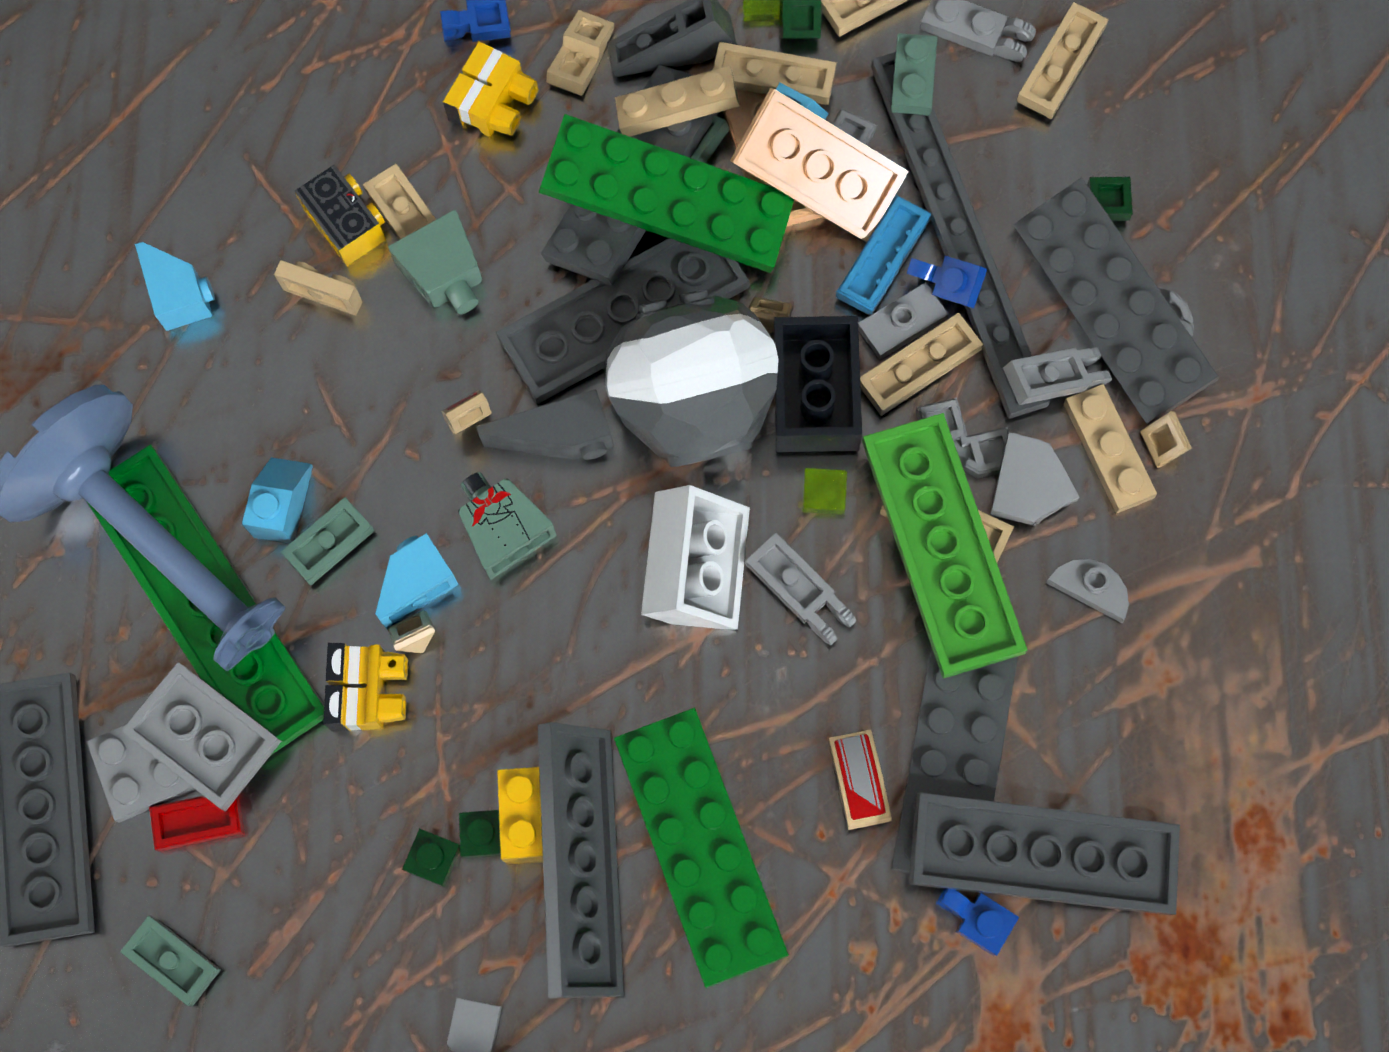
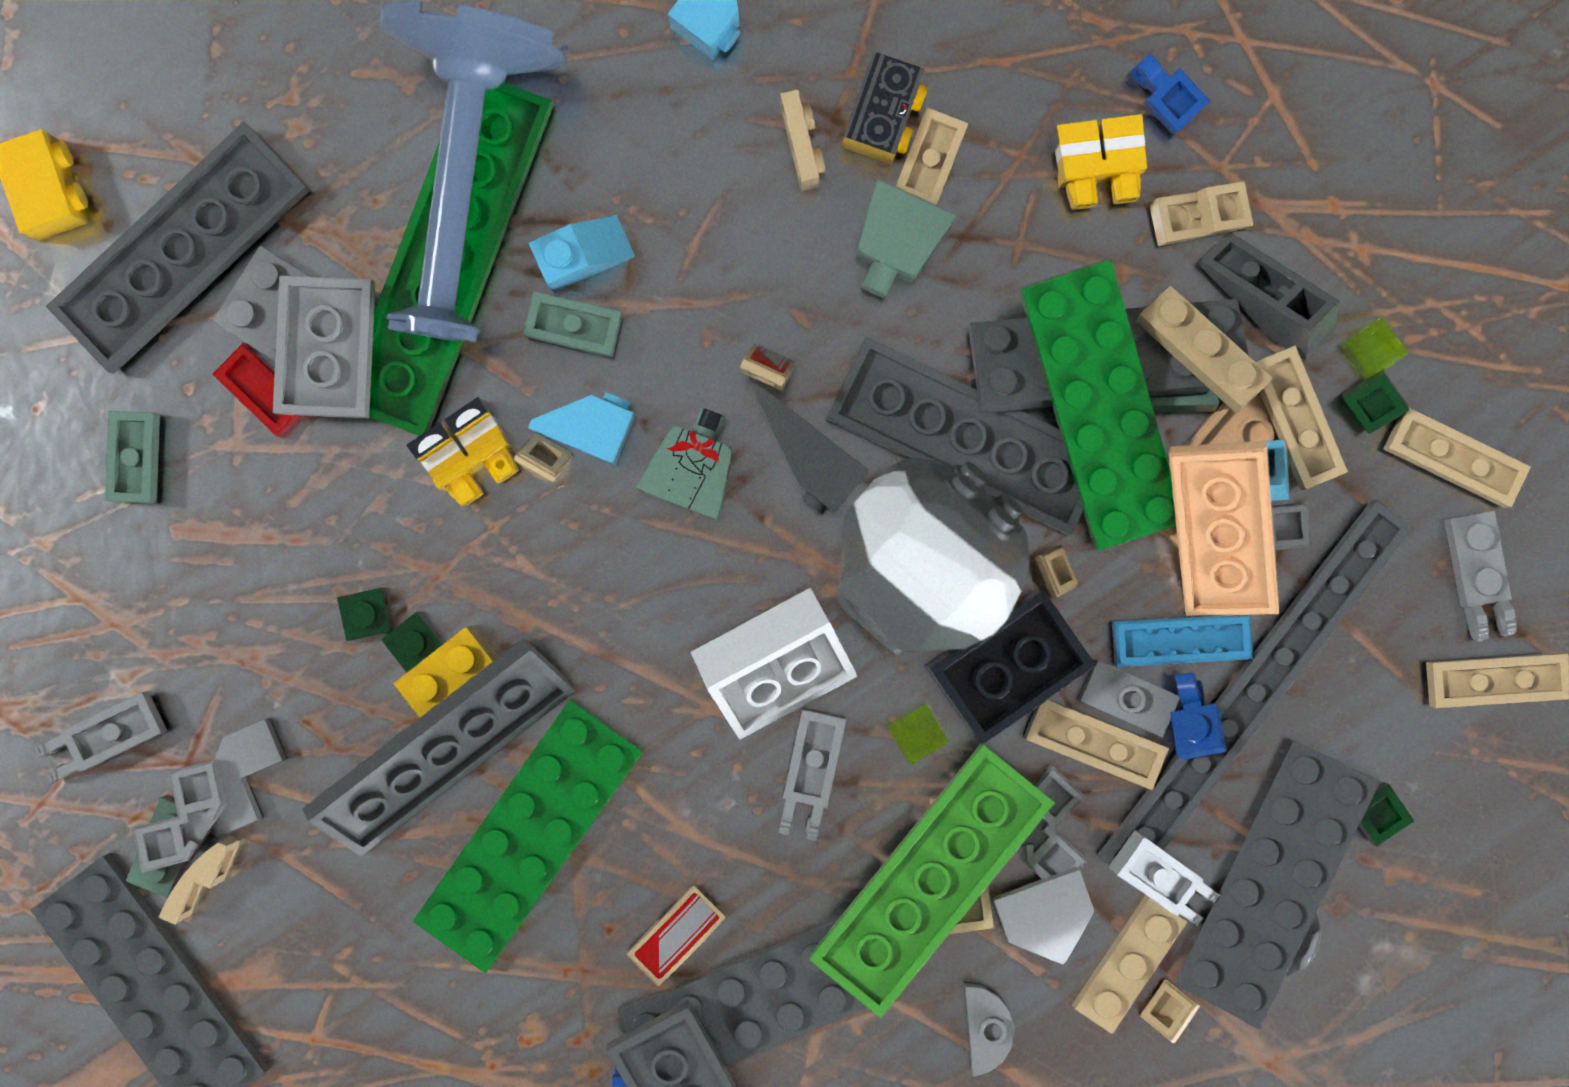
camera: 50 degrees right, 15 degrees up
(914, 74) = (1386, 552): sand green plate -> none

